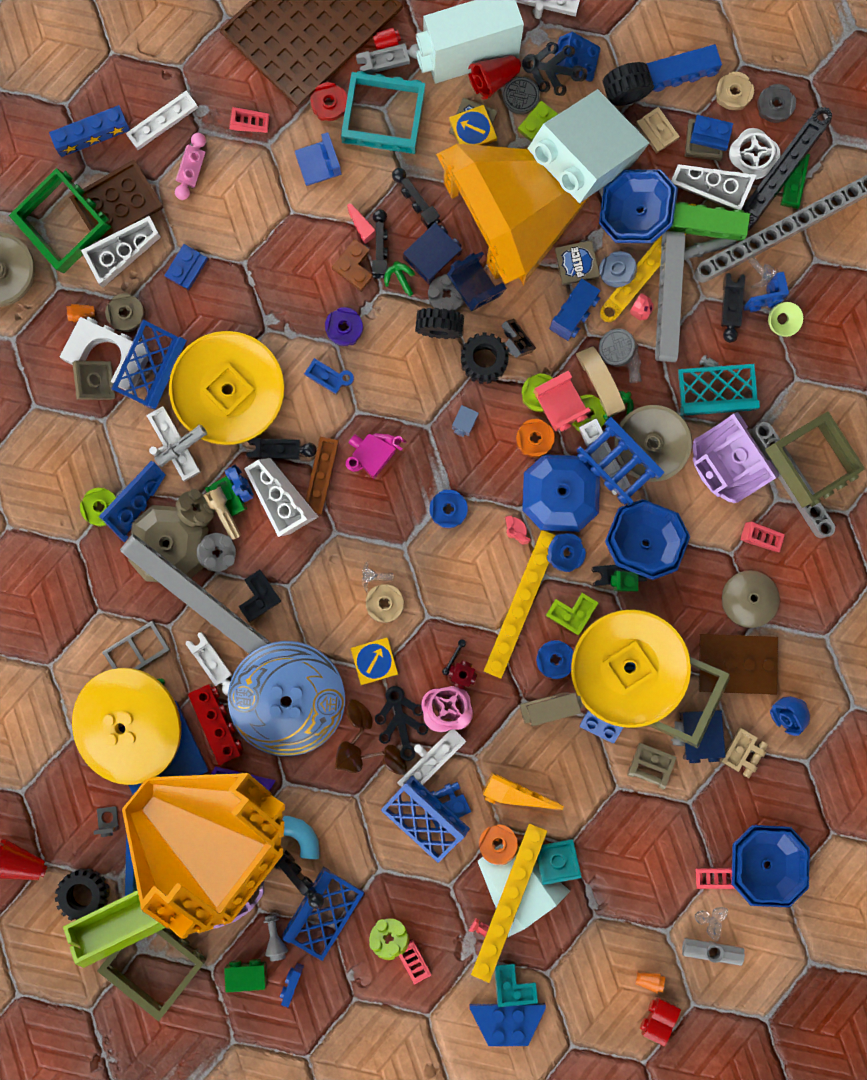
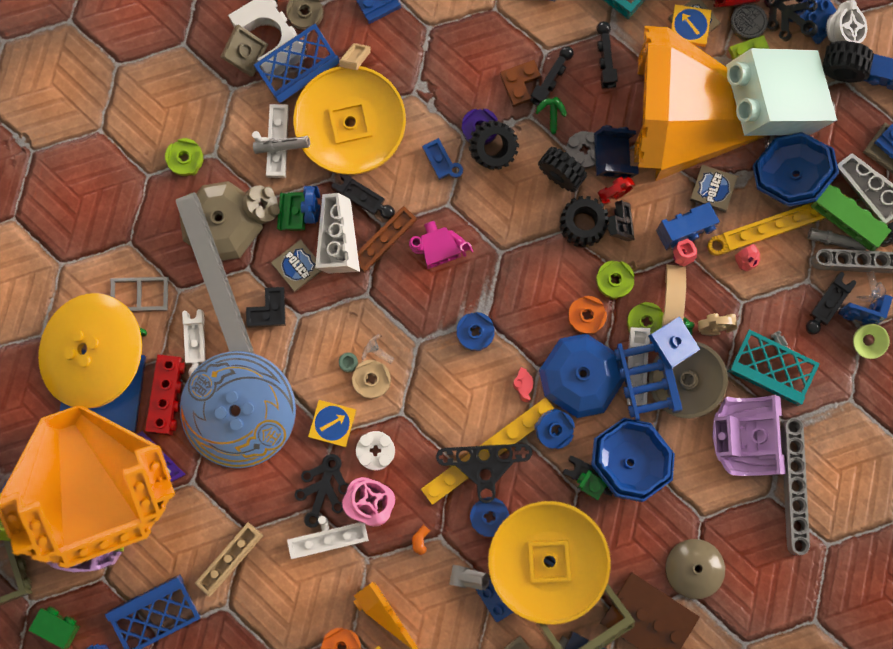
camera: 35 degrees right, 5 degrees down
(107, 829) = (19, 428): dark grey bracket -> none
(132, 500) = (214, 167): blue wing -> none
(196, 328) = (354, 56): none -> tan tile
(216, 500) = (282, 207): tan piece -> none
(226, 556) = (246, 255): light grey plate -> none
(259, 543) = (296, 265): none -> tile
(276, 948) = (96, 618): light grey piece -> none
(302, 883) = (149, 549): black plate -> none
(304, 835) = (179, 534): medium azure cylinder -> none
(349, 756) = (258, 489): reddish brown plant -> none
(355, 600) = (348, 362): none -> sand green tile
(358, 829) = (228, 559): none -> tan brick
(363, 227) = (547, 56): coral slope -> none
(380, 341) = (508, 147): none -> black tyre
(432, 252) = (593, 107): dark blue panel -> none
(435, 665) = (368, 442): none -> white plate
(438, 811) = (303, 582): blue fence -> none
(457, 805) = (318, 592): blue plate -> none
(459, 682) = (404, 487): dark red brick -> none
(461, 643) = (416, 453): black hinge -> none
(464, 421) = (534, 265): sand blue brick -> none
(497, 311) = (617, 190): none -> red plate
(507, 716) = (418, 540): none -> orange arm
(533, 613) = (494, 464): none -> black beam
(551, 708) = (456, 551): dark tan arch -> none
(561, 402) = (628, 296): coral panel -> none
(569, 723) = (465, 578): none -> light grey piece
(574, 618) = (526, 490): lime plate -> none
(586, 335) = (684, 252): none -> coral rock
(608, 50) = (847, 24): none -> white piece
(617, 347) = (706, 279): tile -> none
(618, 269) = (746, 213): sand blue tile -> none
(624, 419) = (674, 342): none -> plate
(634, 368) = (712, 300): clear pin -> none
(648, 381) = (715, 324): none -> tan plate
(657, 130) = (851, 116): tan plate -> none
(670, 296) = (778, 262): light grey beam -> none
(750, 535) = (733, 504): coral slope -> none
(838, 444) = (855, 478): olive window -> none

